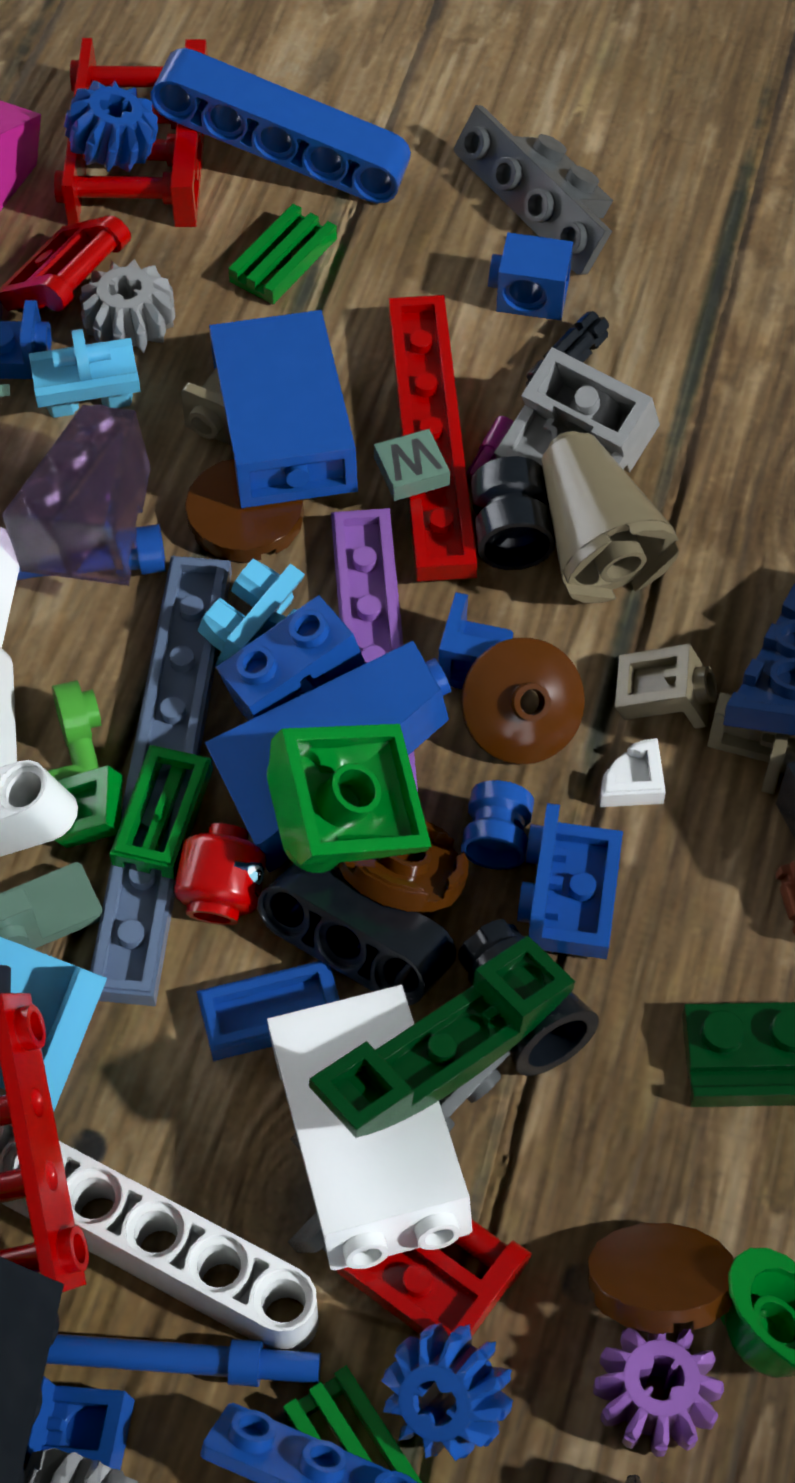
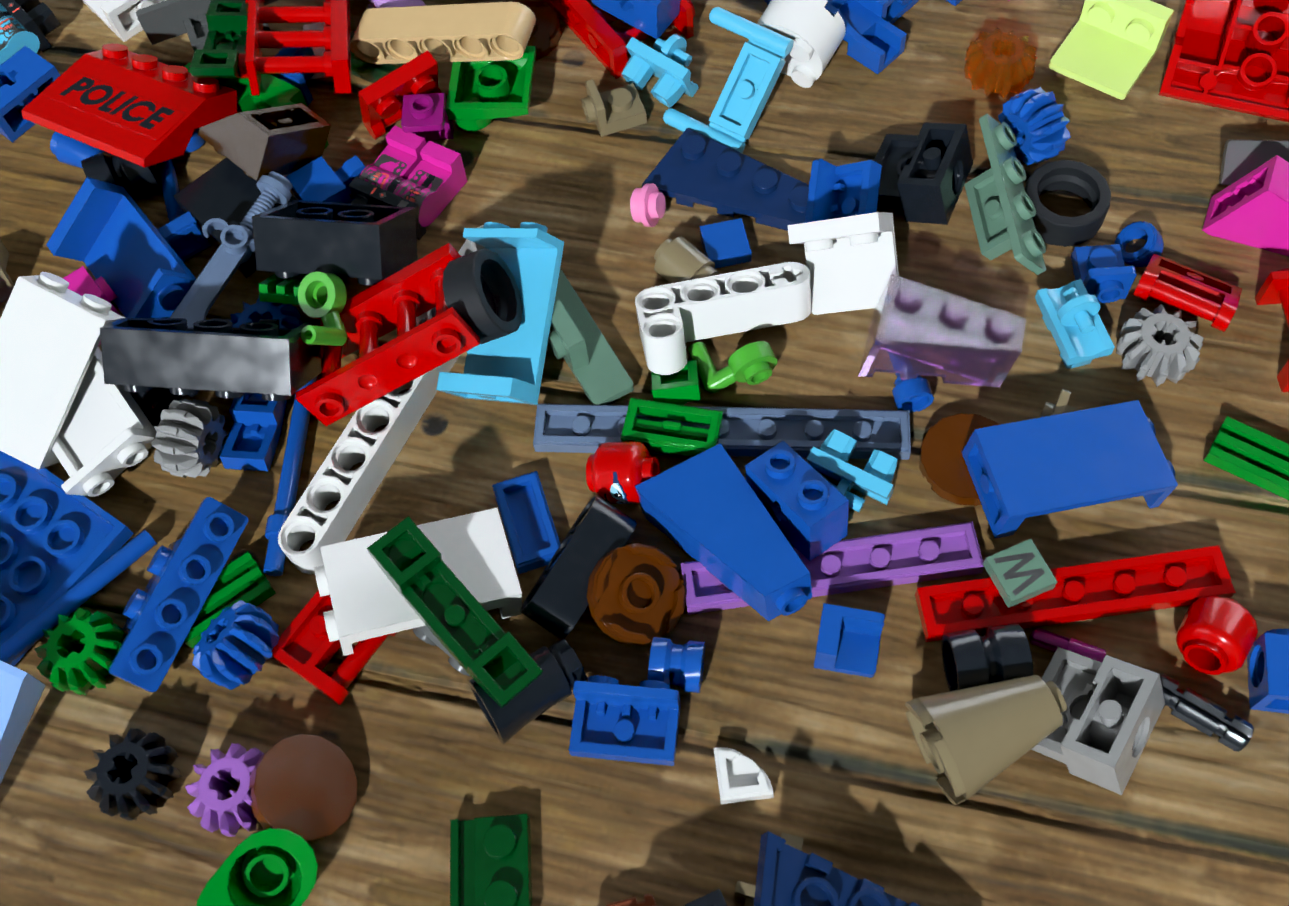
camera: 95 degrees right, 5 degrees up
(344, 795) = (658, 535): green slope -> none
(489, 320) = (1216, 635): none -> red head
(494, 694) = (809, 682): reddish brown dish -> none
(665, 683) = (825, 801): dark tan bracket -> none

